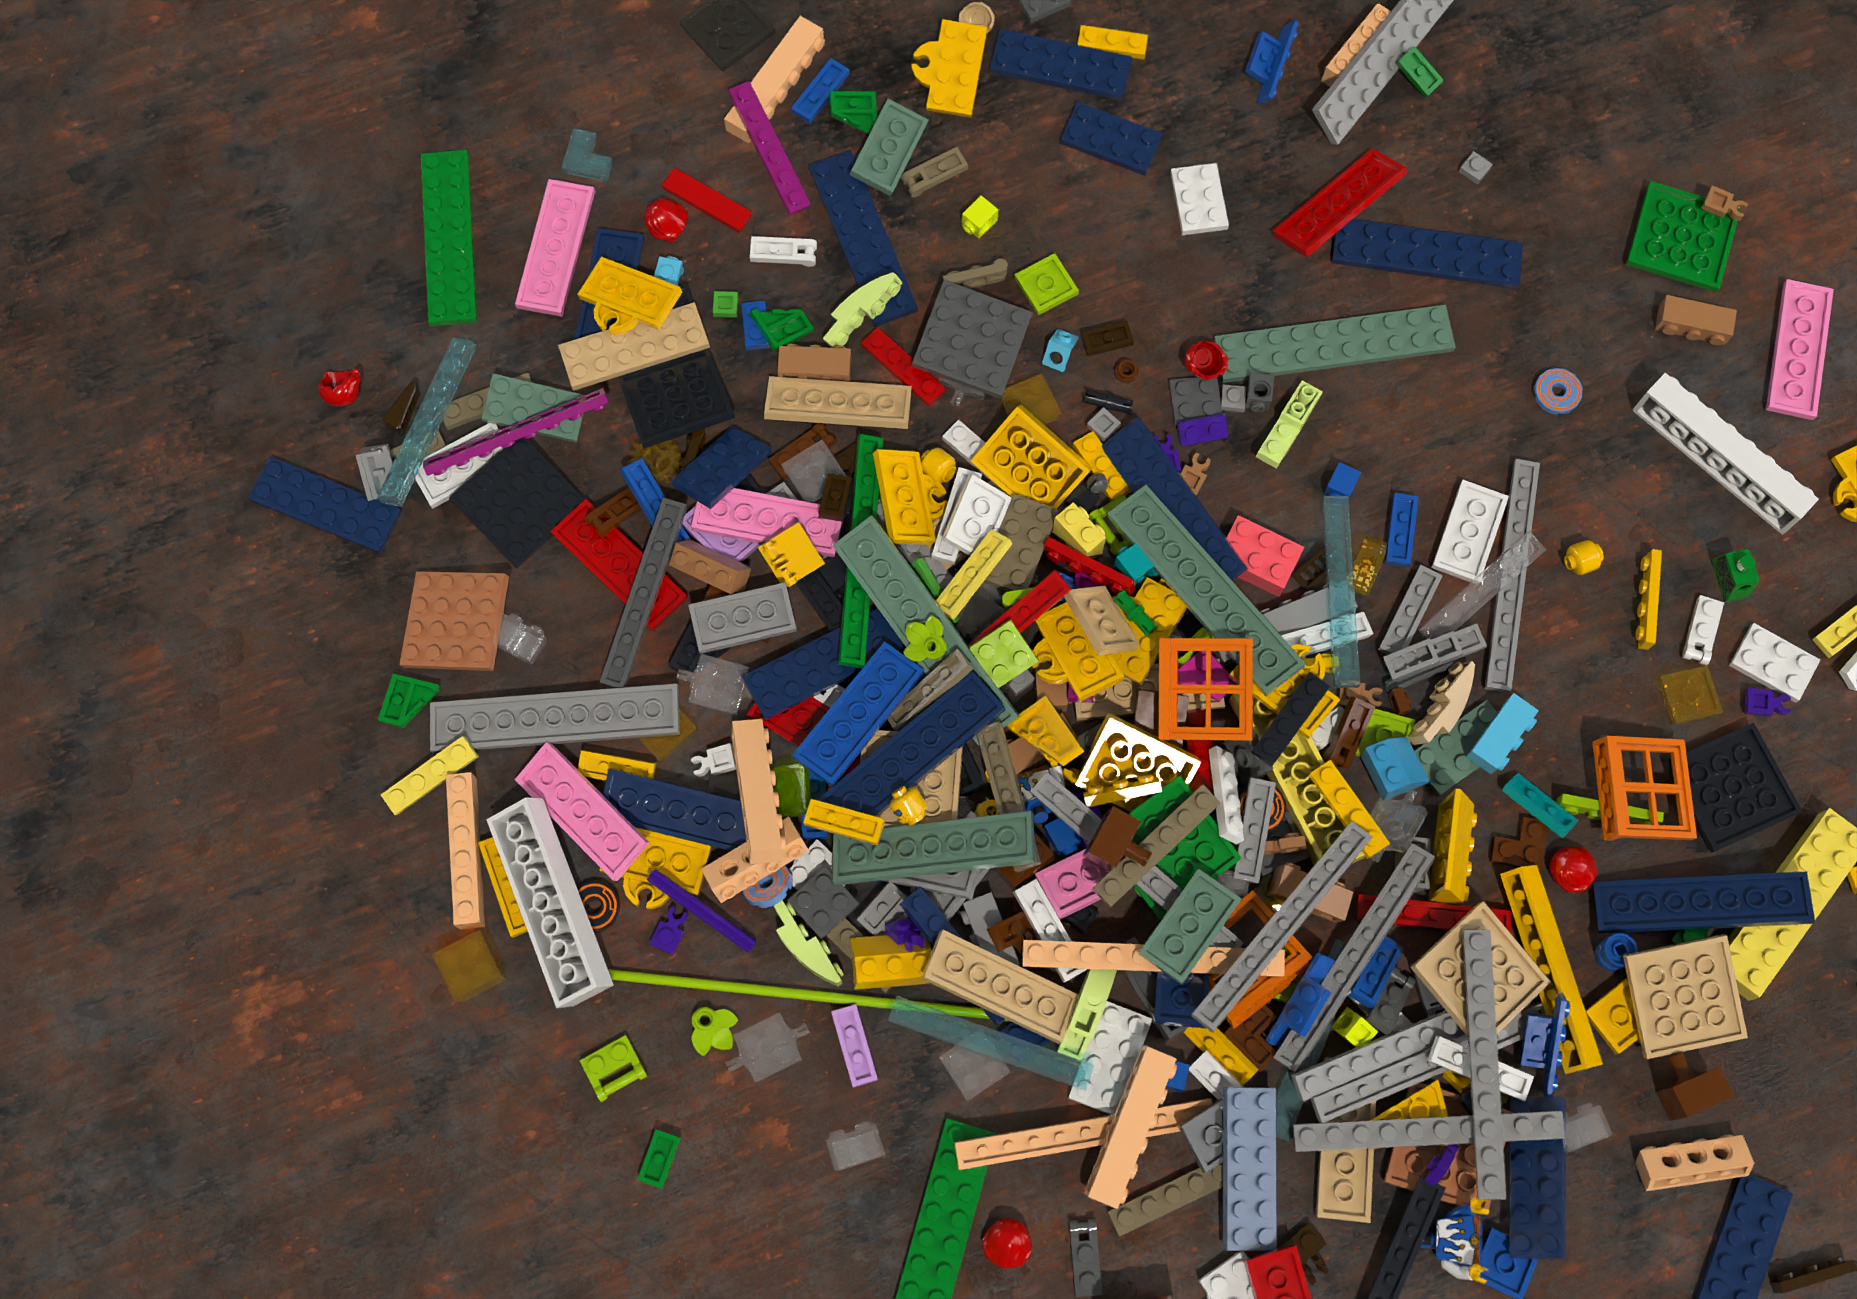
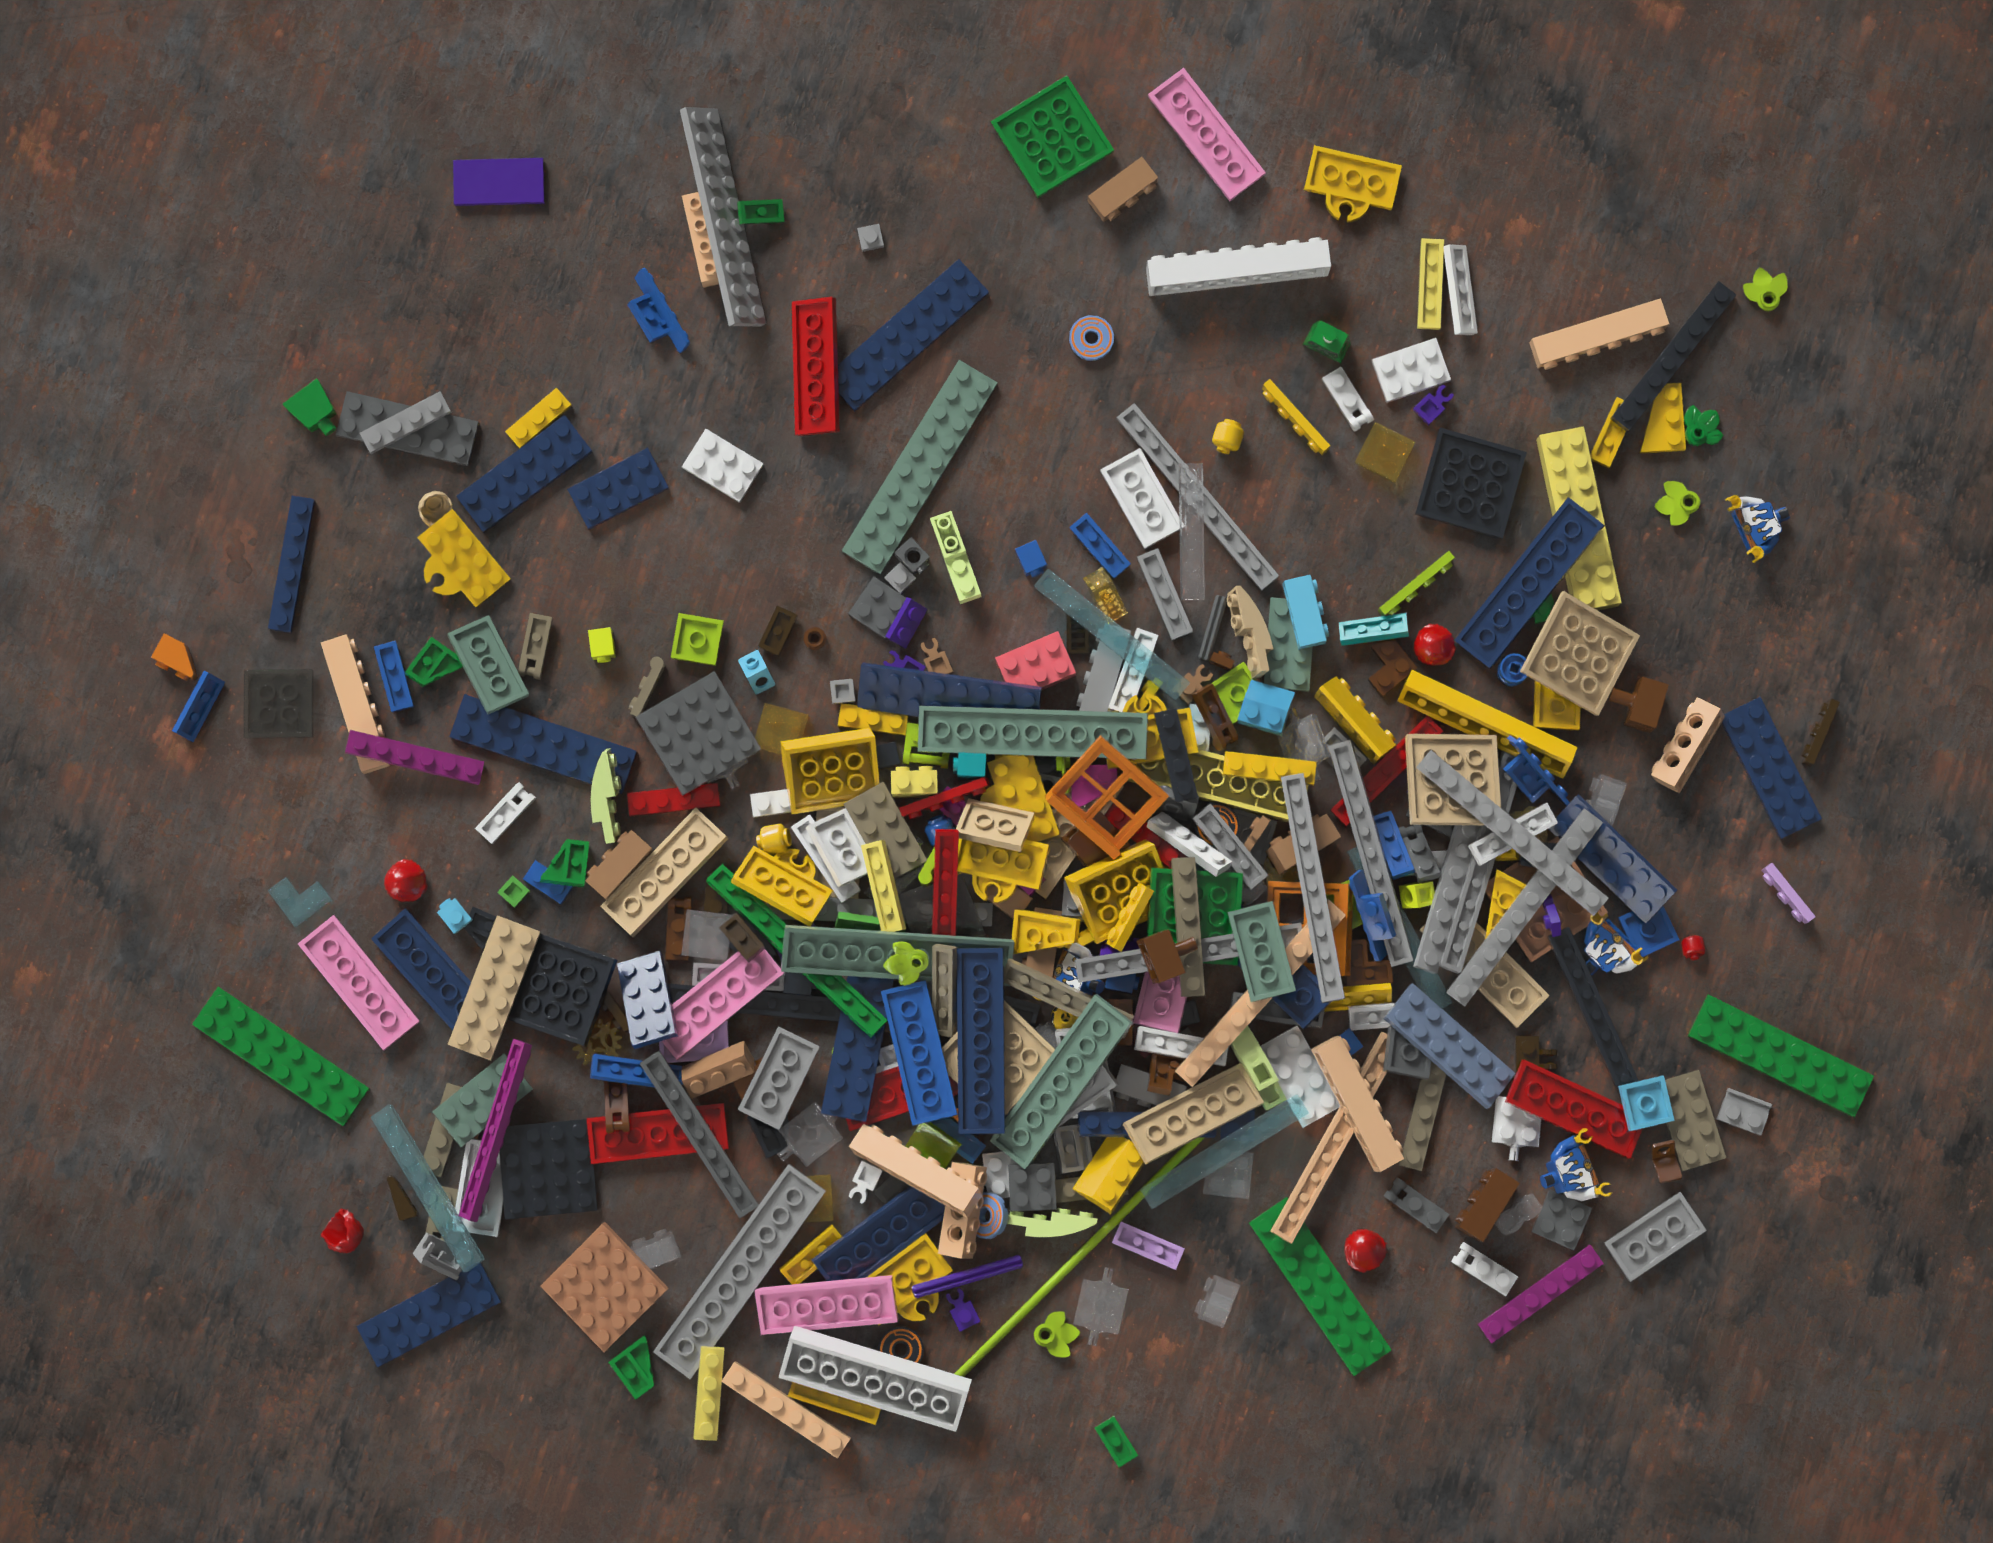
camera: 50 degrees left, 10 degrees up
(469, 966) = (873, 1470): clear yellow brick -> none
(609, 1060) = (1019, 1424): lime plate -> none
(627, 296) = (453, 962): yellow plate -> none
(707, 200) = (413, 836): red tile -> none
(791, 555) = (759, 1005): yellow hinge -> none
(844, 822) = (992, 1128): yellow plate -> none
(905, 932) = (1099, 1147): dark purple plate -> none
(908, 805) = (1017, 1074): yellow head -> none
(1004, 653) = (962, 914): lime plate -> none
(1099, 486) = (888, 735): dark grey hinge -> none
(1108, 401) = (827, 672): black pin -> none
(1135, 613) = (1008, 795): green pin -> none
(1206, 360) = (857, 576): red hair -> none
(1434, 652) = (1208, 605): light grey slope -> none
(1613, 788) = (1404, 571): orange window -> none
(1720, 202) = (1052, 90): medium nougat plate -> none

